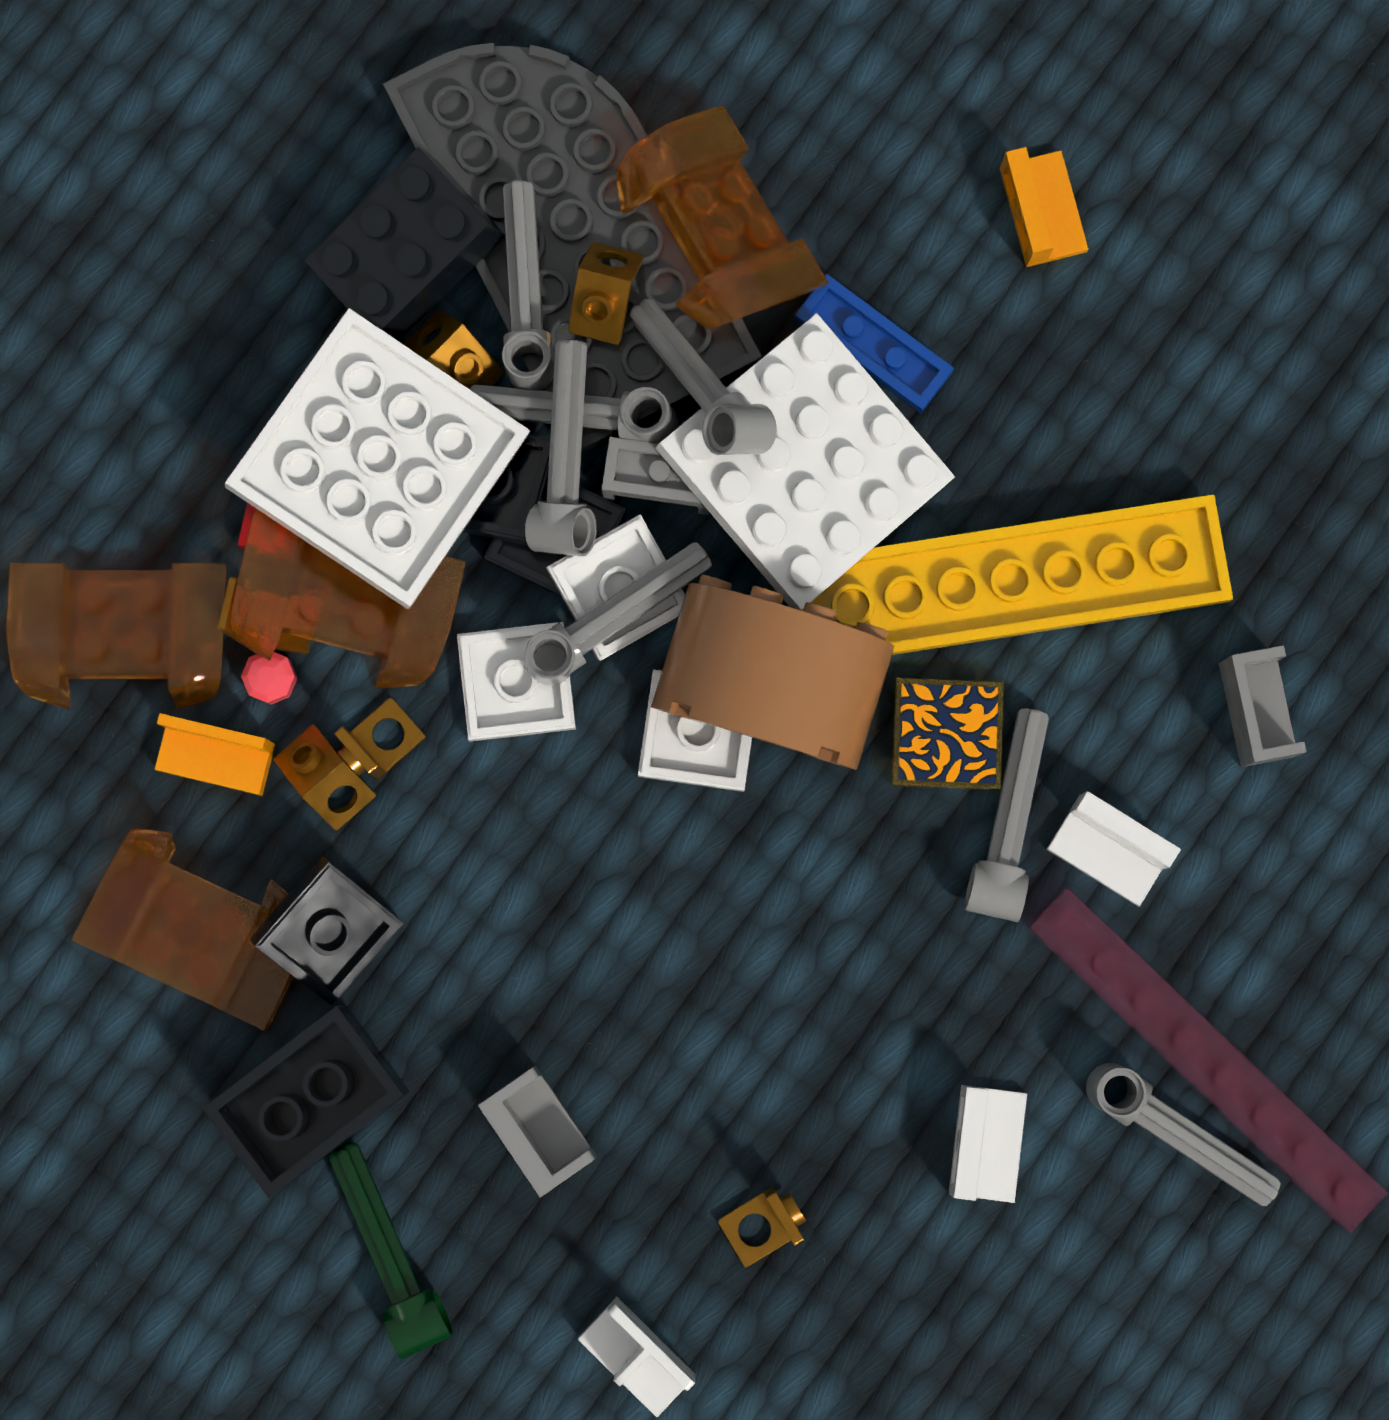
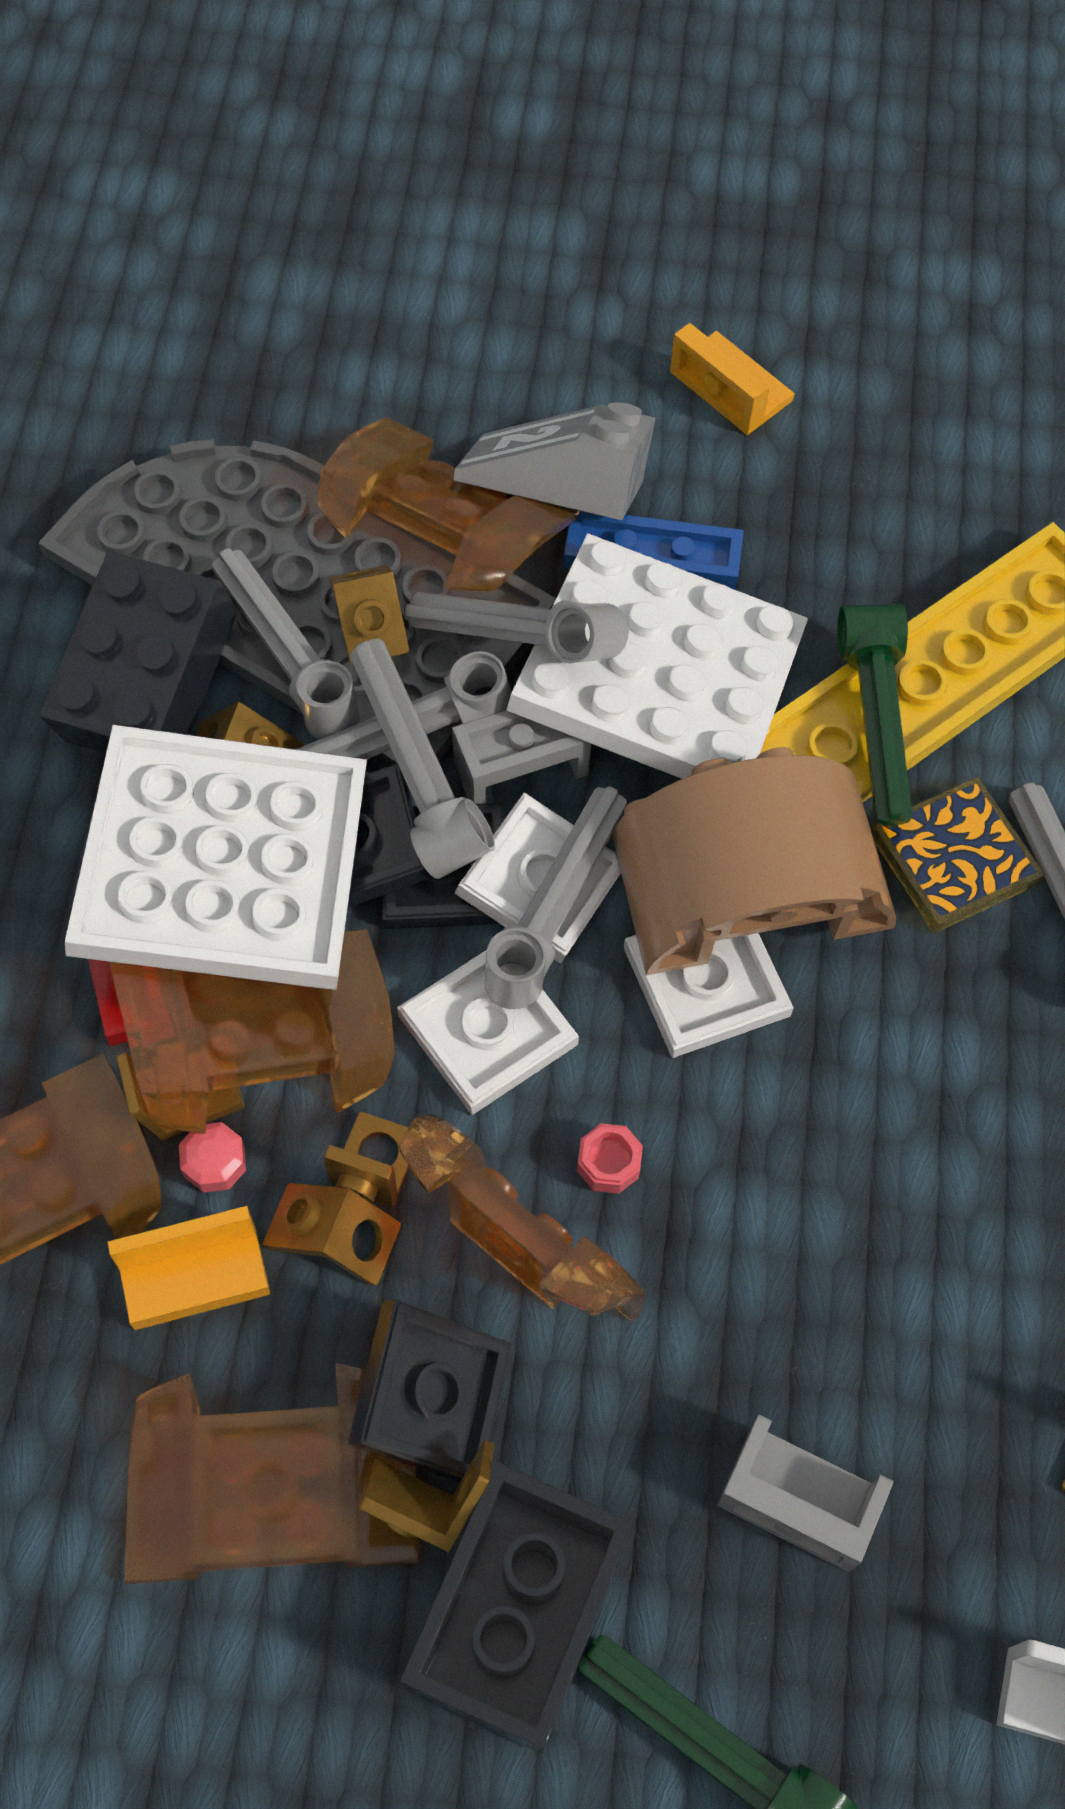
camera: 30 degrees left, 20 degrees down
(280, 1001) = (421, 1509): none -> pearl gold bracket
(416, 782) = (526, 1246): none -> clear orange piece
(544, 830) = (609, 1158): none -> coral tile
(840, 228) = (571, 460): none -> light grey slope
(983, 533) = (873, 642): none -> dark green axle

